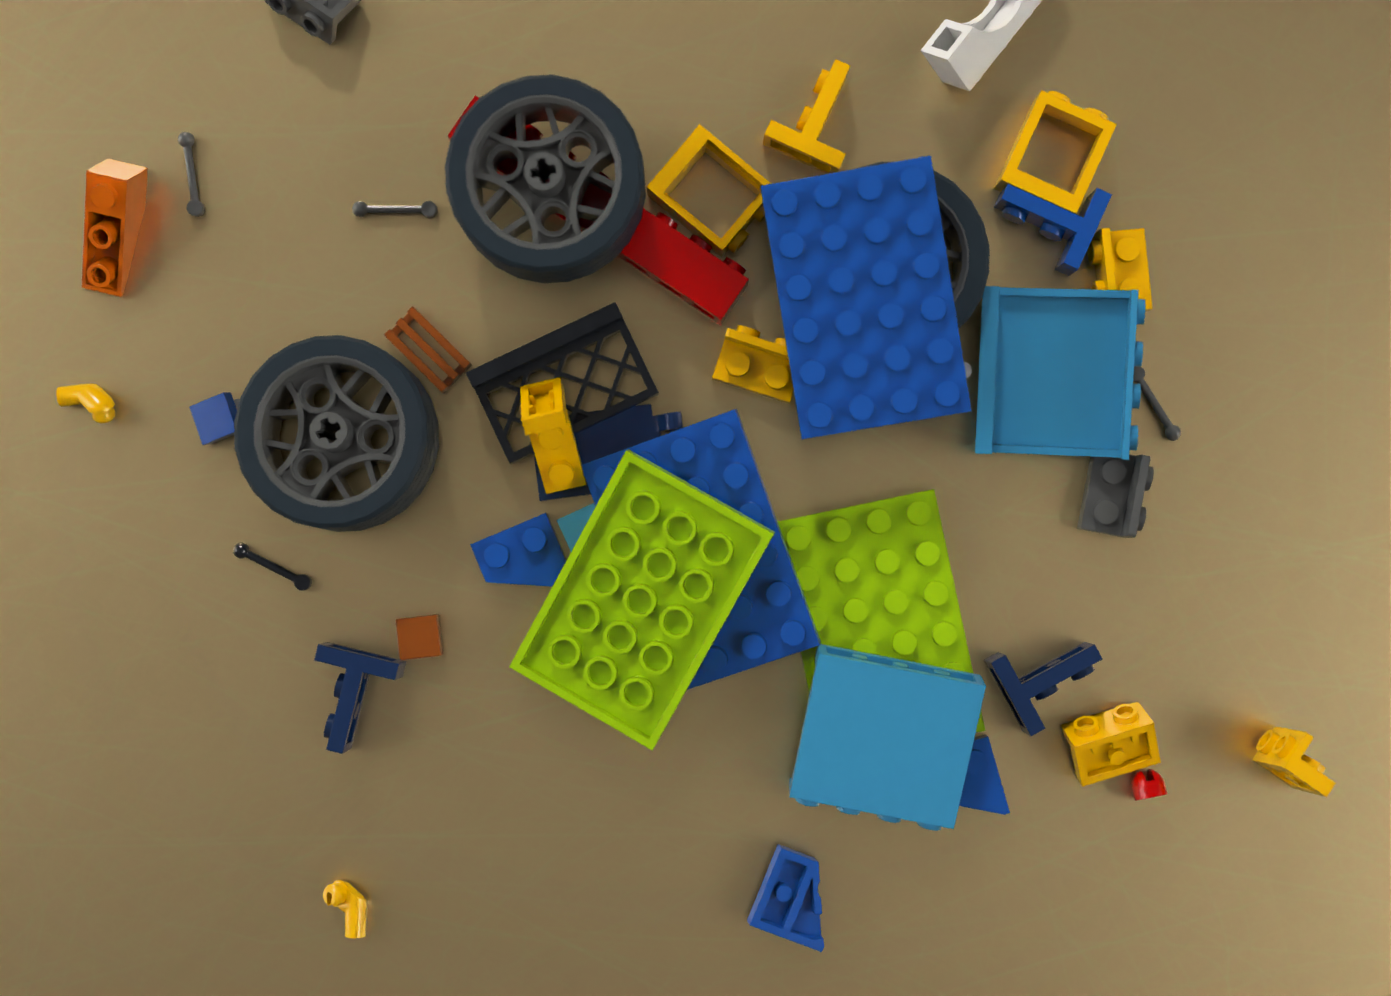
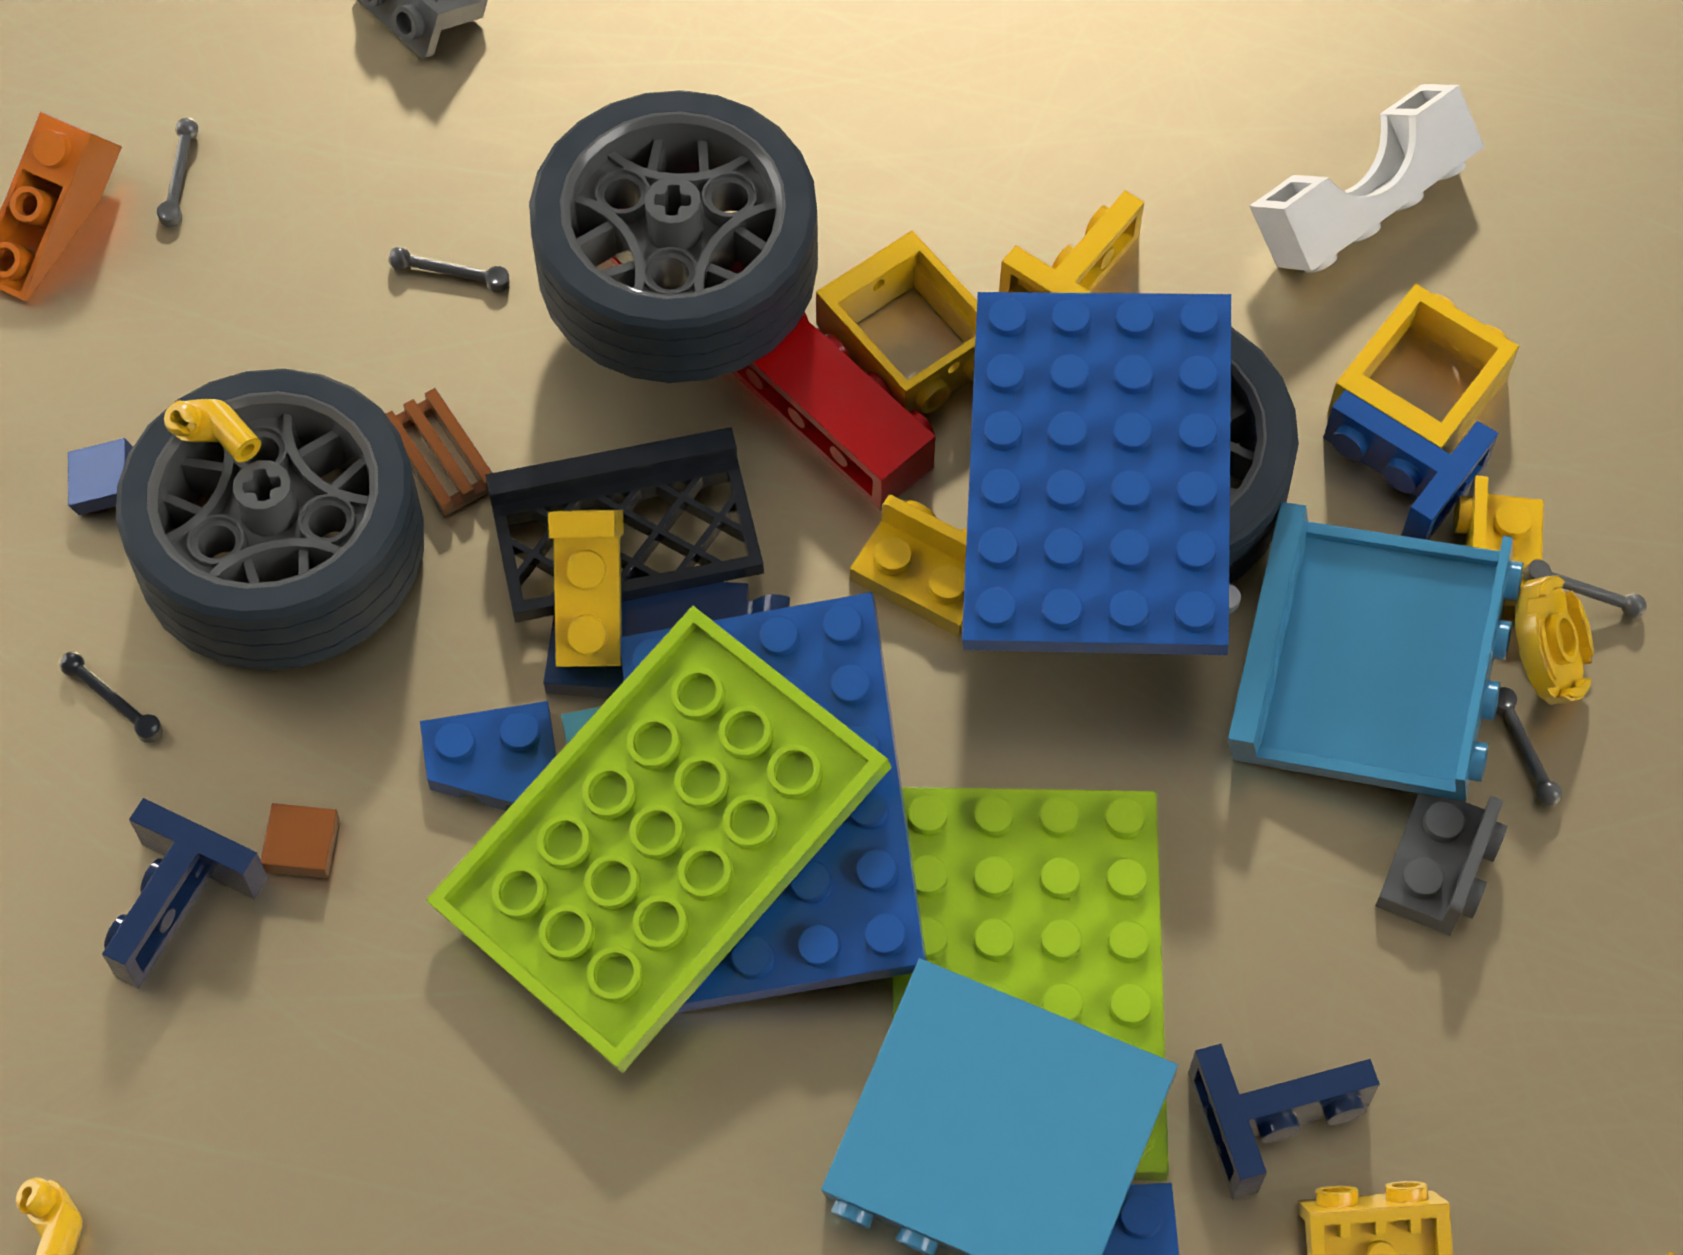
camera: 10 degrees right, 25 degrees down
(283, 394) = (212, 422): none -> yellow arm
(1150, 287) = (1632, 604): none -> dark grey hinge
(1164, 334) = (1553, 639): none -> yellow tile

